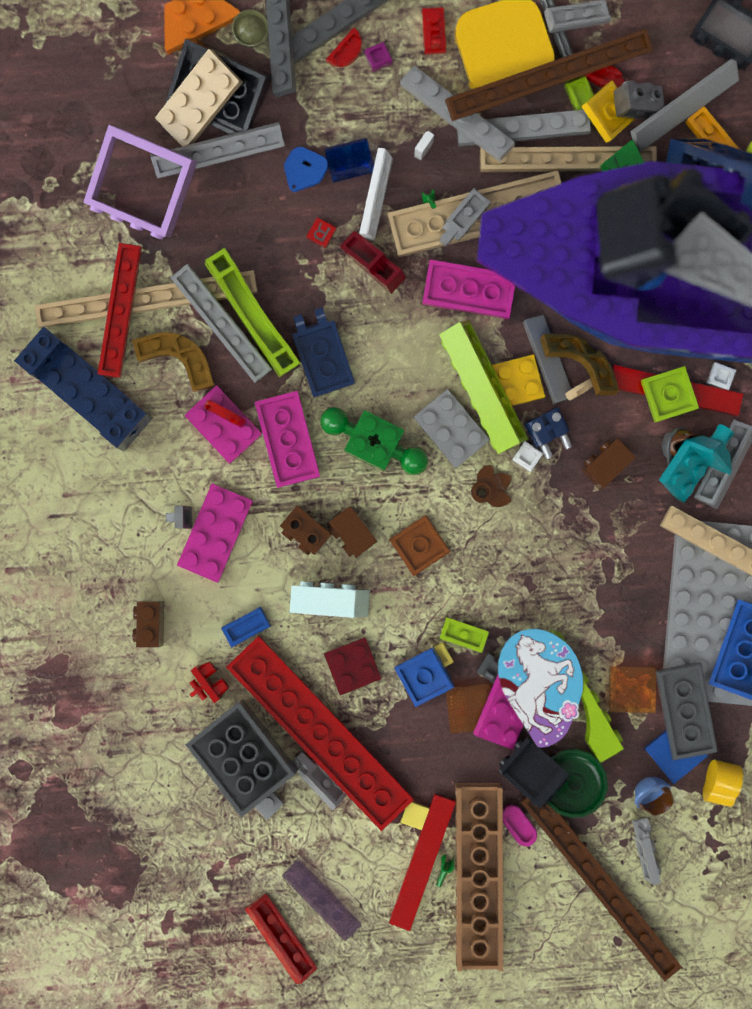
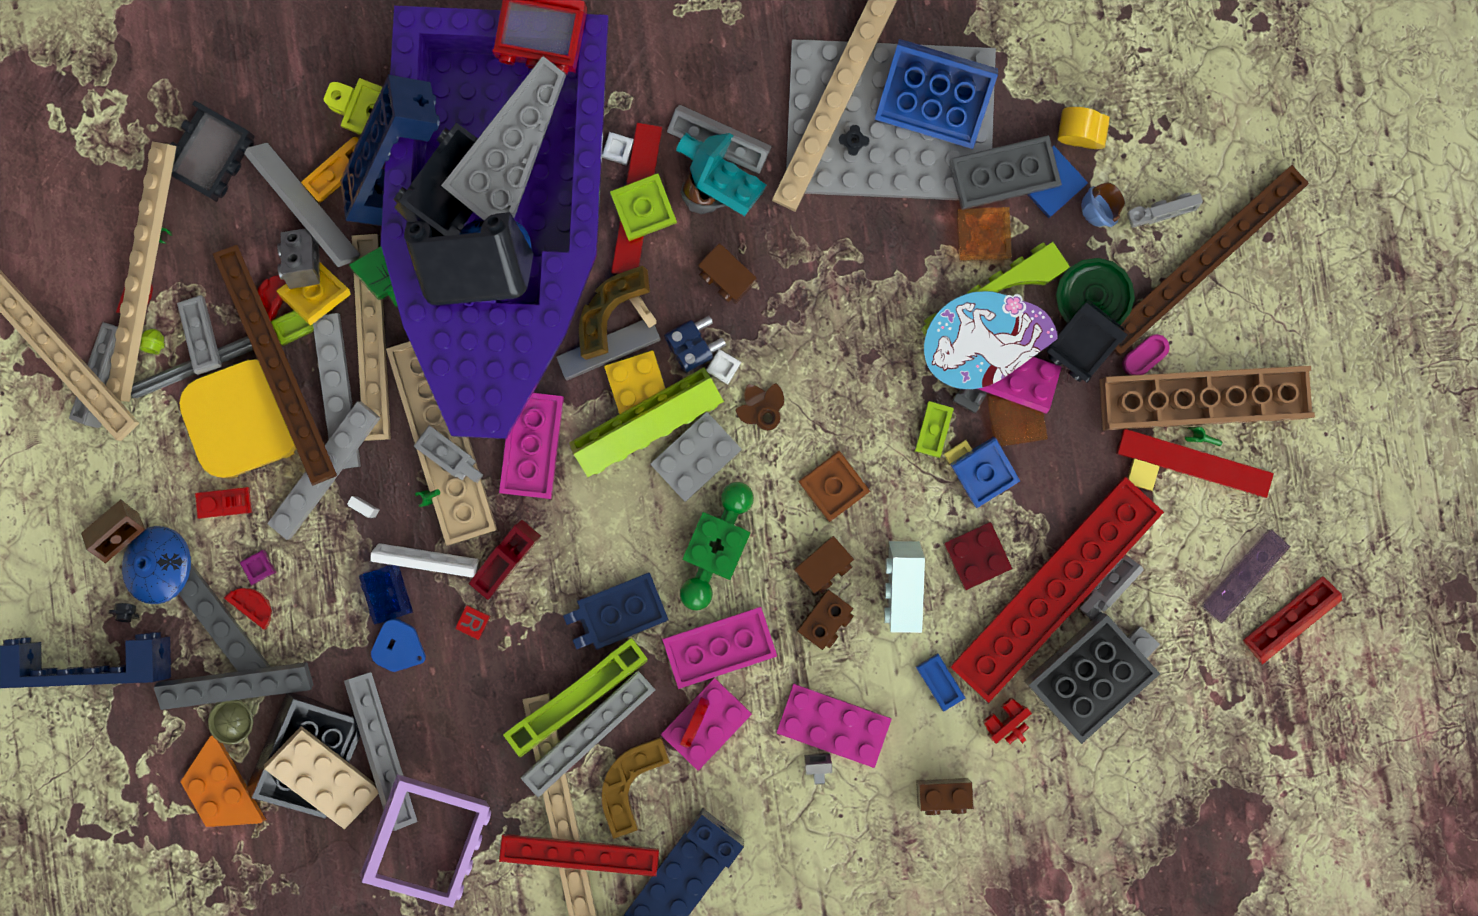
camera: 85 degrees left, 0 degrees up
(722, 573) = (846, 140): none -> black plate

